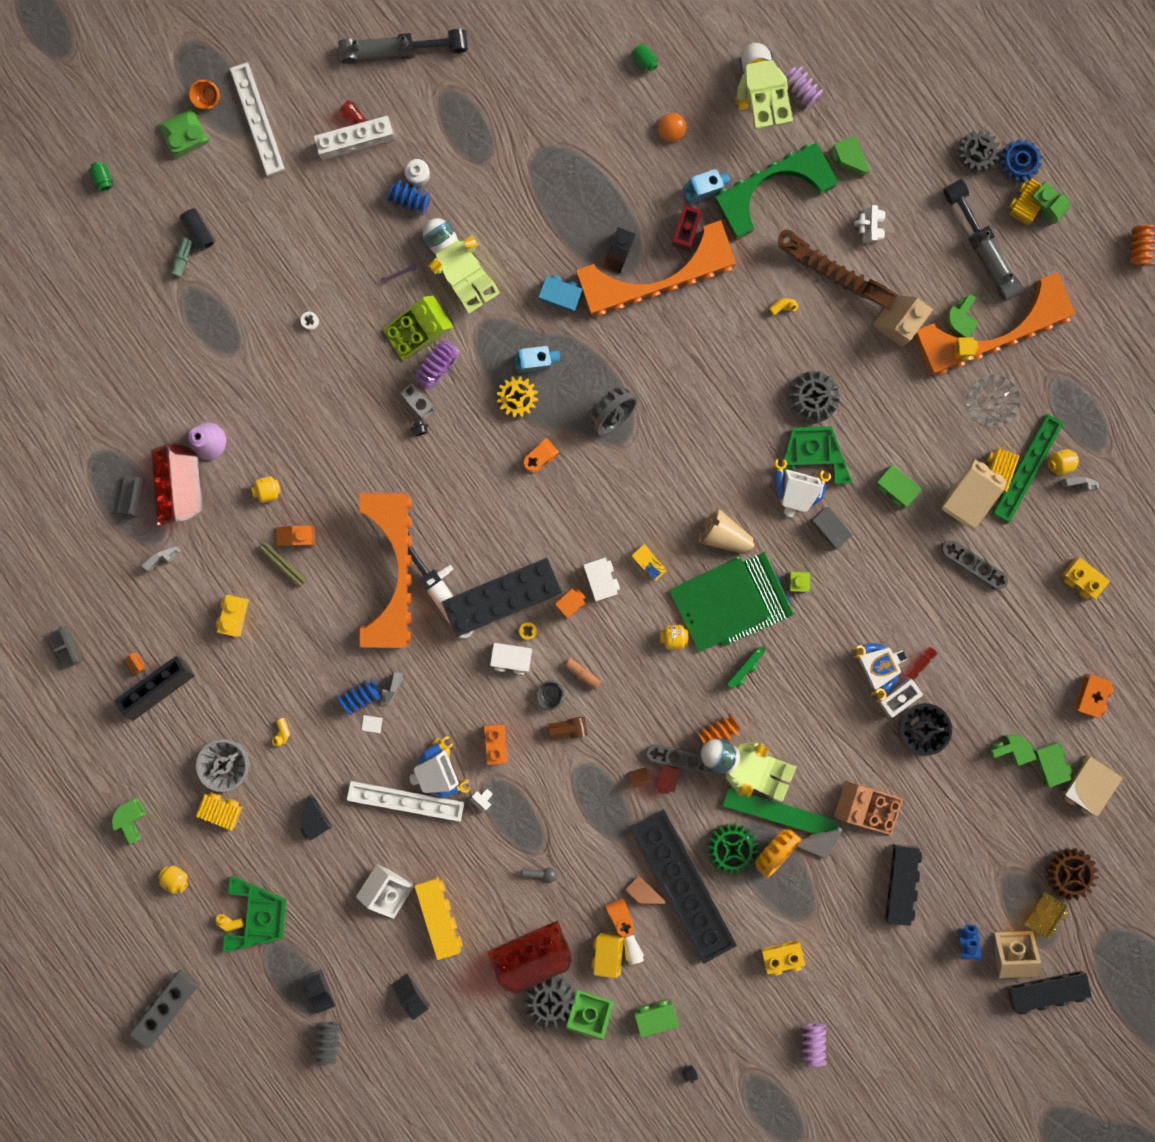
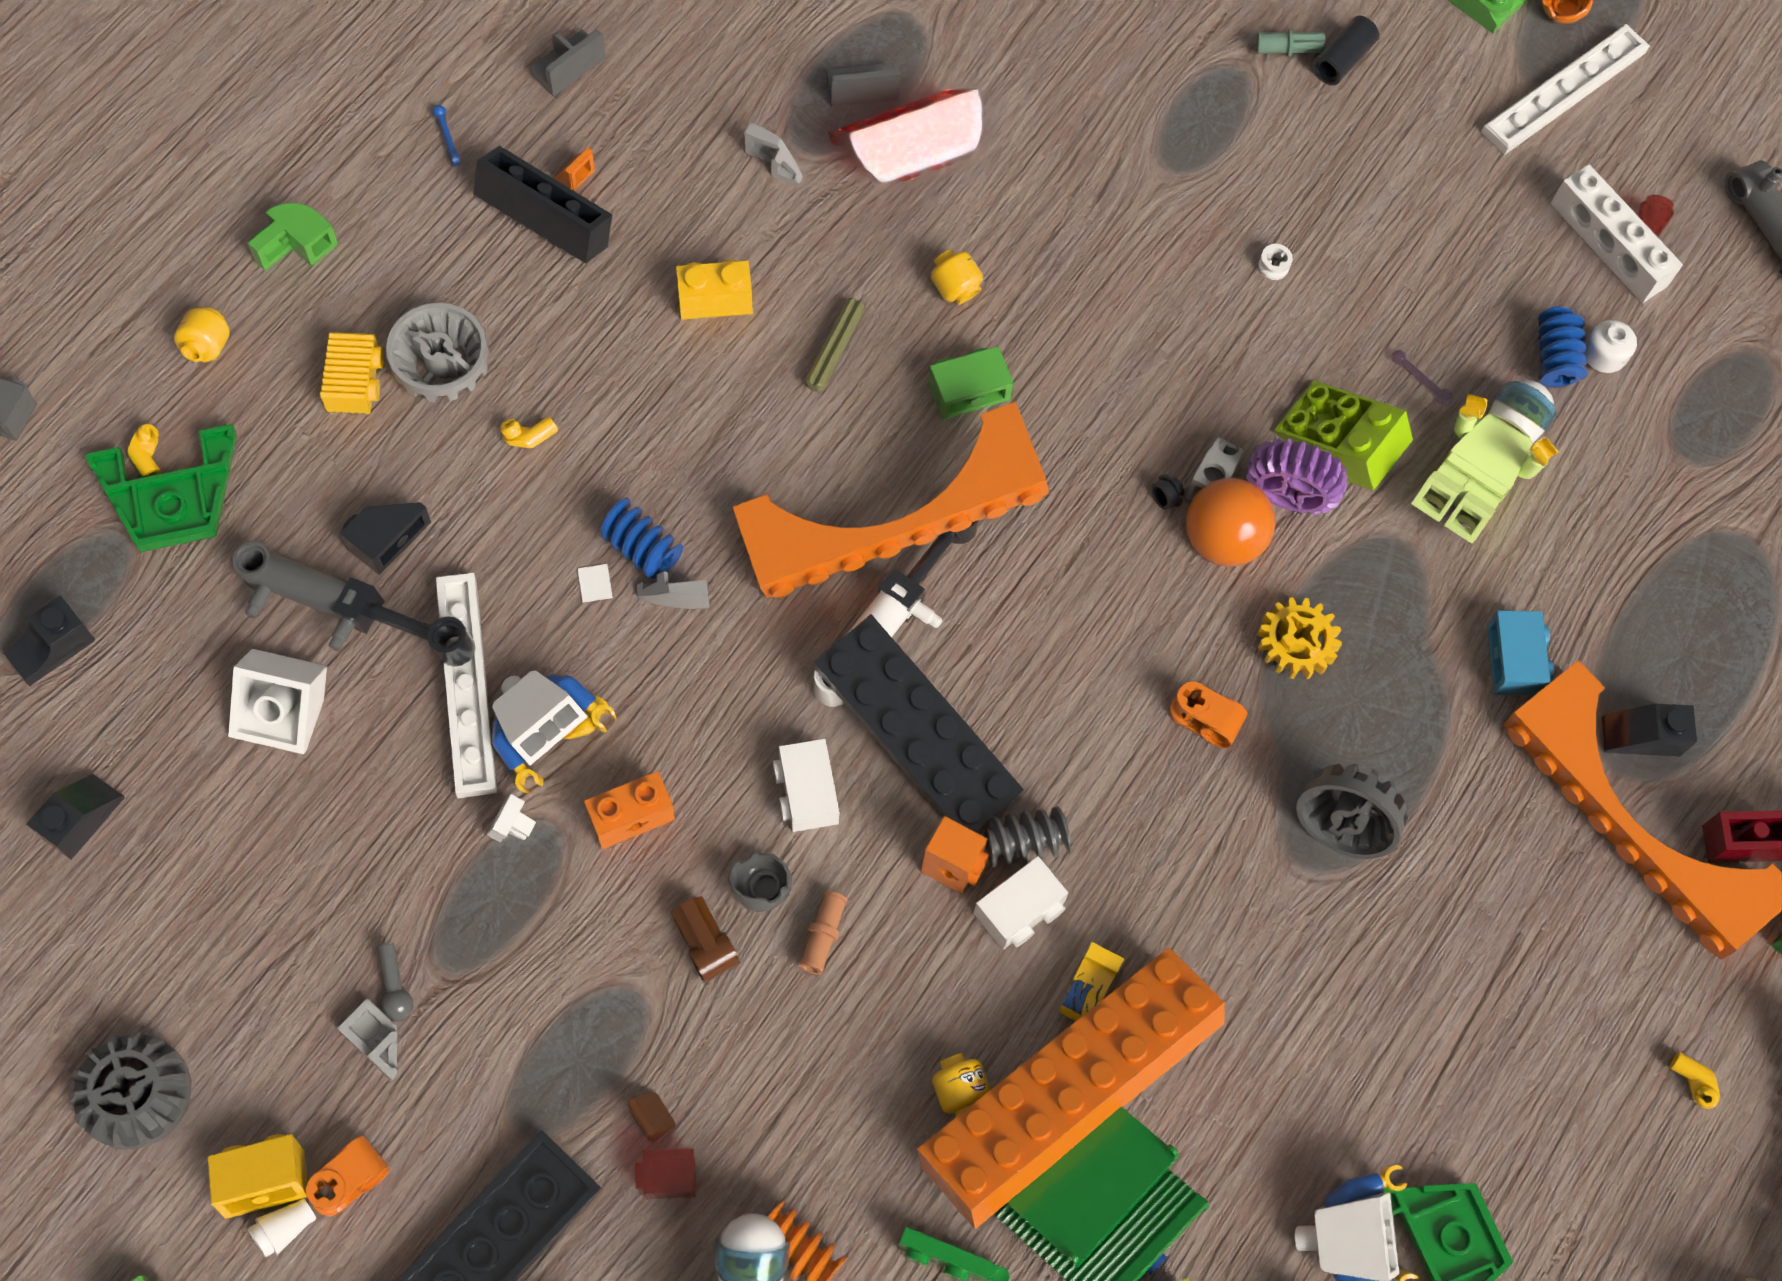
camera: 65 degrees right, 20 degrees down
(74, 724) = (439, 112): none -> blue hinge
(207, 440) = (1003, 158): lavender cone -> none
(295, 536) = (895, 351): orange slope -> none
(327, 504) = (970, 382): none -> bright green brick
(343, 849) = (350, 601): none -> piece
(437, 917) = (249, 814): yellow brick -> none
(446, 405) = (1230, 522): none -> orange piece
(527, 360) = (1382, 642): dark azure torso -> none
(531, 958) = (209, 1016): clear red windscreen -> none
(534, 631) = (873, 813): yellow bush -> none
(560, 889) = (374, 1036): none -> light grey slope
(570, 565) = (1027, 835): none -> dark grey piece
(589, 1015) = (118, 1181): bright green slope -> none
(644, 893) = (411, 1210): nougat slope -> none
(681, 763) = (714, 1195): dark grey beam -> none
(692, 588) = (1071, 1087): none -> orange brick
(725, 534) = (1207, 1120): tan cone -> none
(796, 399) = (1524, 1210): dark grey gear -> none

